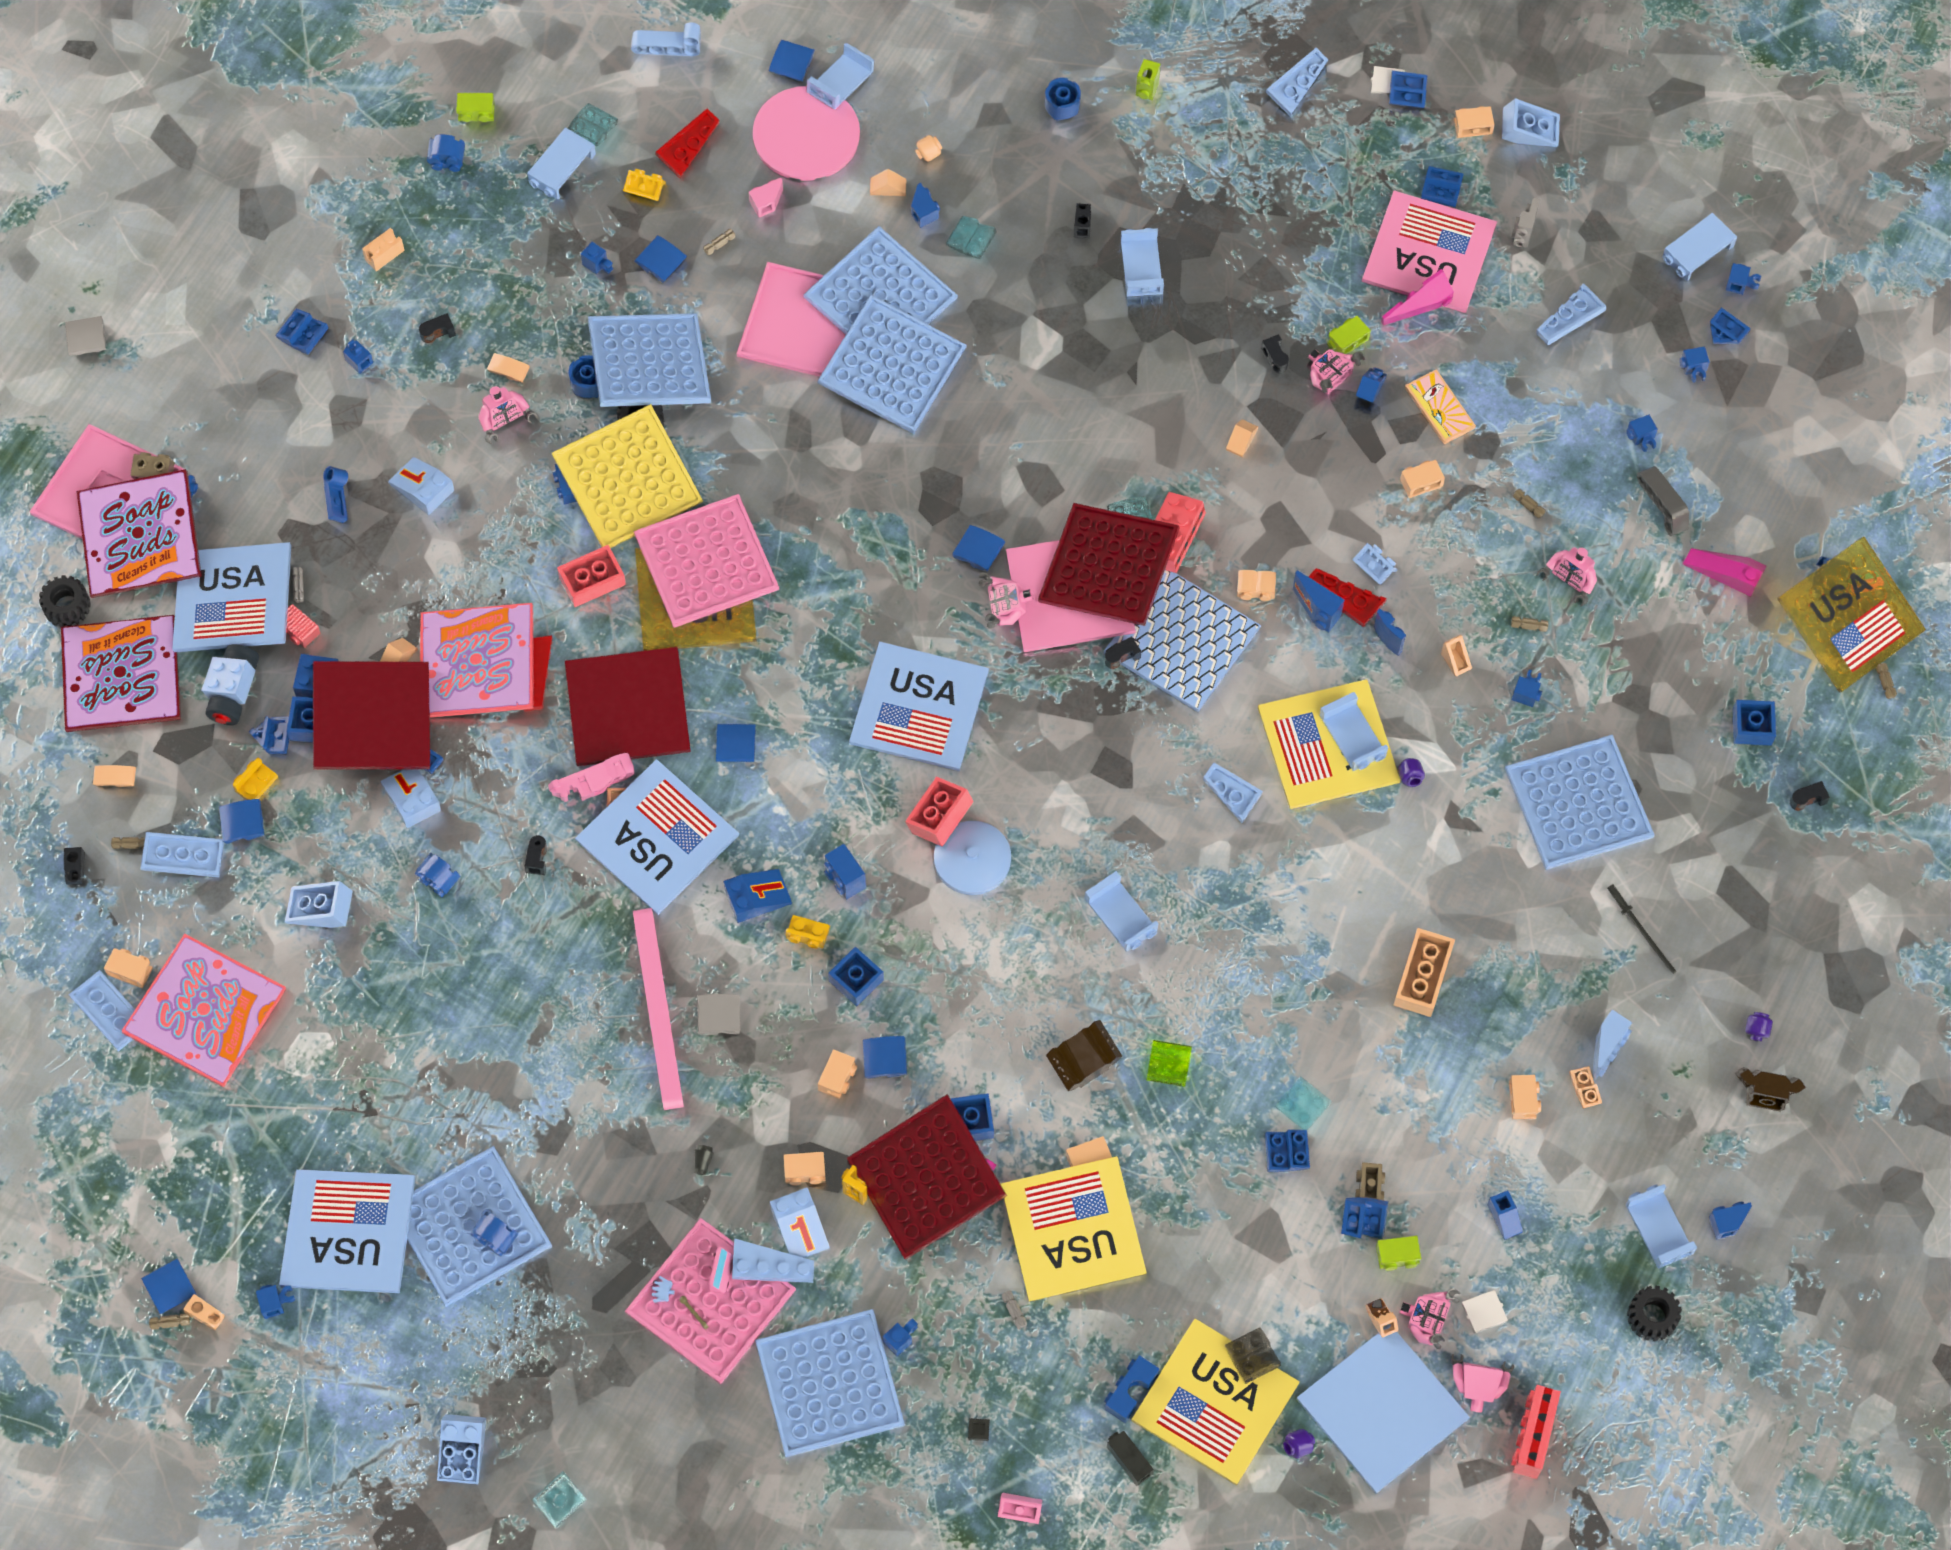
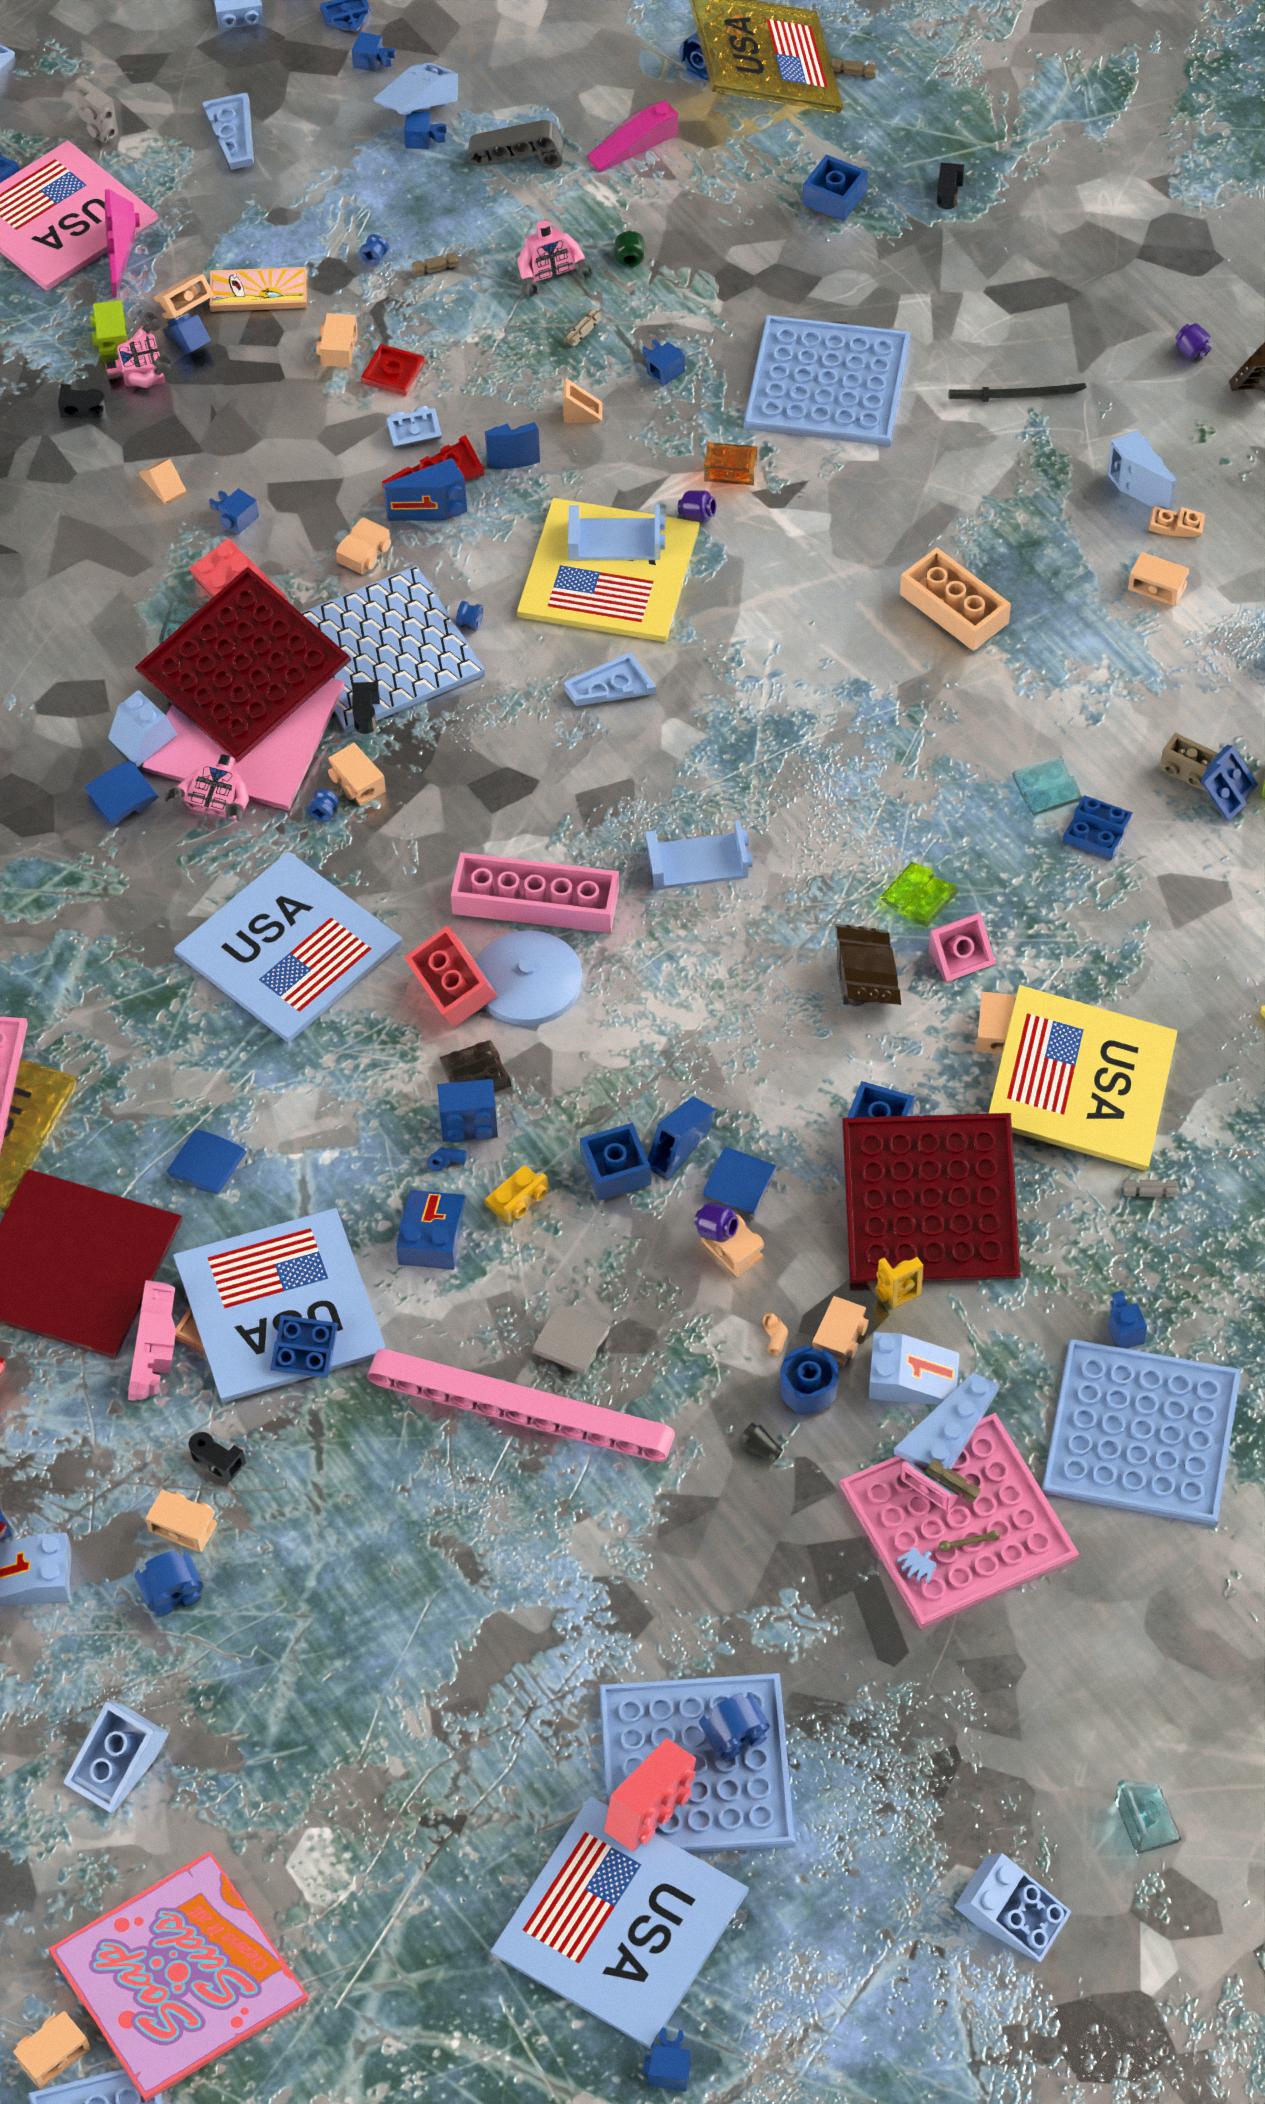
camera: 60 degrees left, 10 degrees down
(422, 1206) = (650, 1795): none -> coral brick
(484, 860) = (181, 1520): none -> light nougat brick
(631, 865) = (304, 1346): none -> blue slope
(727, 1283) = (953, 1481): none -> dark tan axle
(756, 1155) = (809, 1380): none -> blue brick
(788, 1132) = (777, 1332): none -> light nougat arm
(811, 876) = (444, 1157): none -> blue arm
(834, 1056) = (716, 1222): none -> dark purple head
(884, 862) = (476, 1063): none -> clear smoke slope
(898, 1005) = (679, 1136): none -> blue slope
(1030, 532) = (140, 728): none -> light blue slope
(1033, 829) = (535, 892): none -> bright pink brick
(1034, 669) = (323, 805): none -> blue wheel
(1069, 676) = (356, 775): none -> light nougat brick
(1136, 1109) = (961, 947): none -> bright pink slope
(1236, 678) = (469, 615): none -> blue wheel
(1240, 493) = (235, 510): none -> blue brick
(1399, 365) = (183, 296): none -> light nougat brick
(1421, 525) = (393, 369): none -> red tile
(1460, 775) = (730, 460): none -> clear orange brick
(1516, 458) = (374, 249): none -> blue wheel
(1617, 618) = (630, 248): none -> dark green head
(1671, 411) = (420, 89): none -> light blue slope

